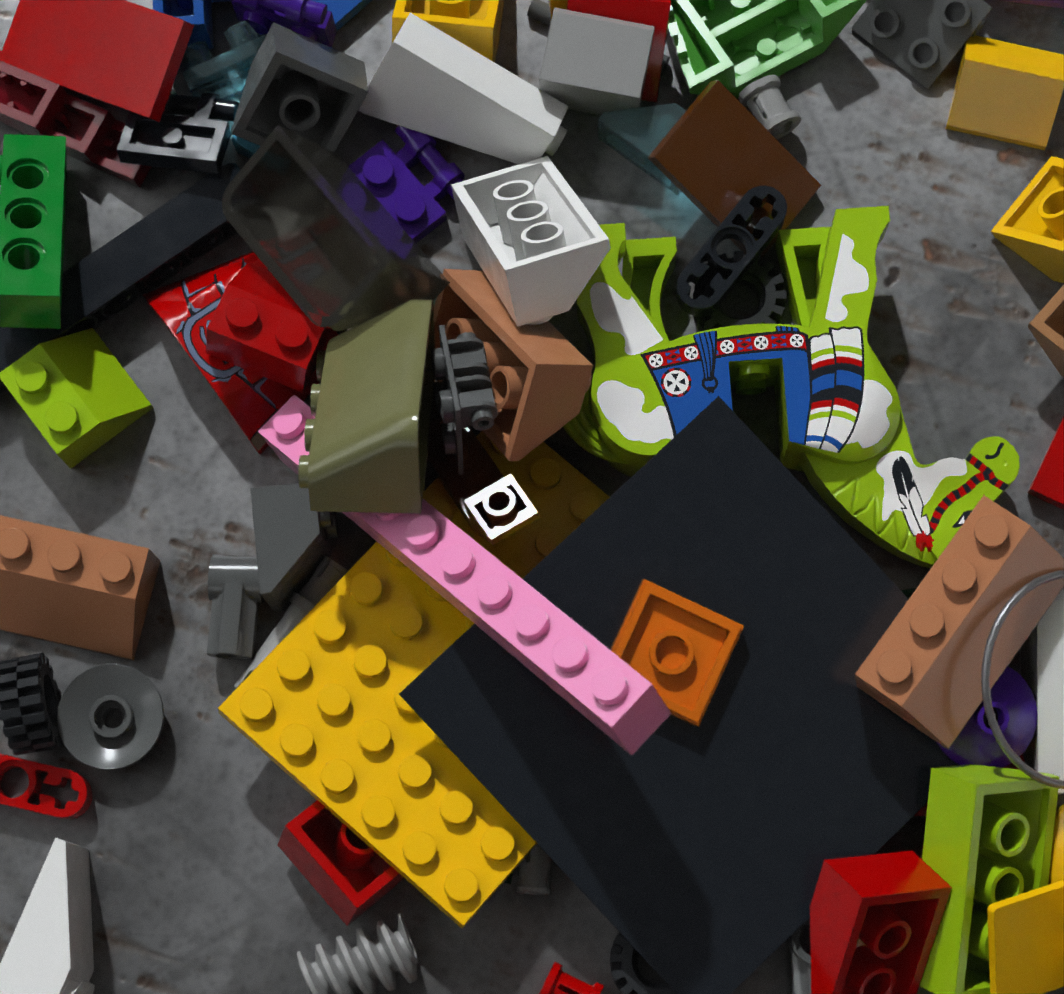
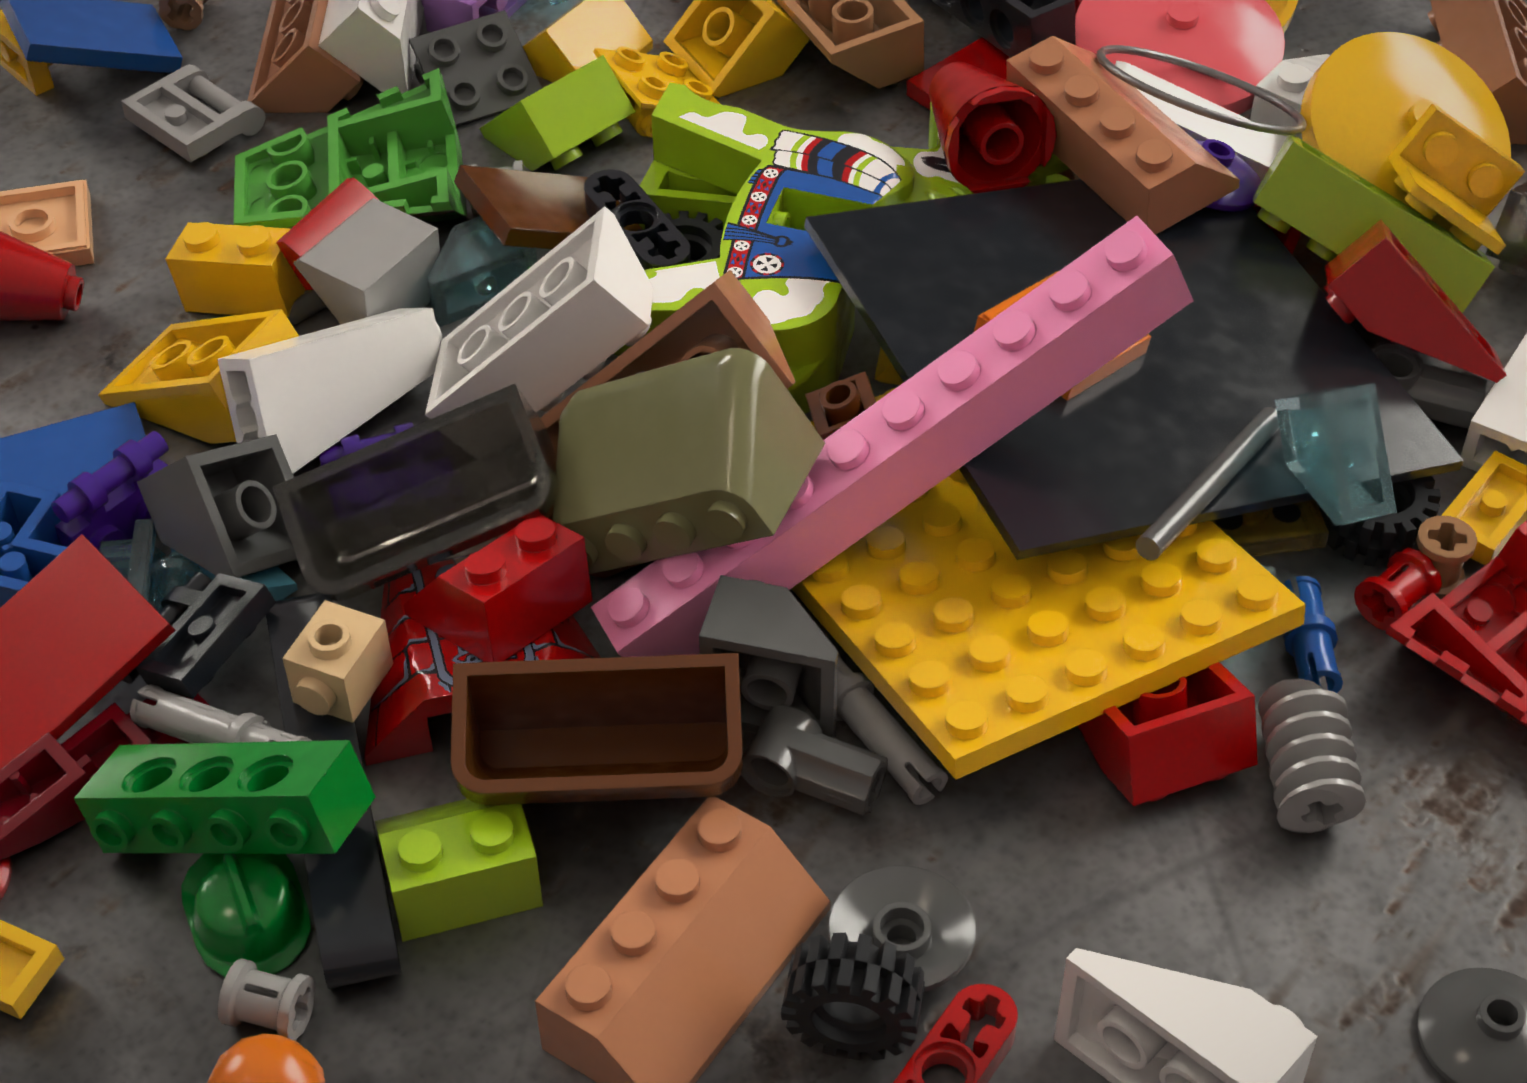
camera: 75 degrees left, 30 degrees down
(92, 213) = (200, 722): none -> light grey pin
(159, 453) = (596, 728): none -> reddish brown windscreen
(164, 246) = (338, 661): none -> tan brick
(494, 936) = (1315, 640): none -> blue pin
(549, 820) = (1207, 485): none -> dark grey bar
(622, 912) = (1339, 451): none -> clear light blue slope
(879, 118) = (561, 117): none -> lime slope
(929, 497) = (989, 128): none -> red cone
(968, 182) = (647, 77): none -> yellow hinge

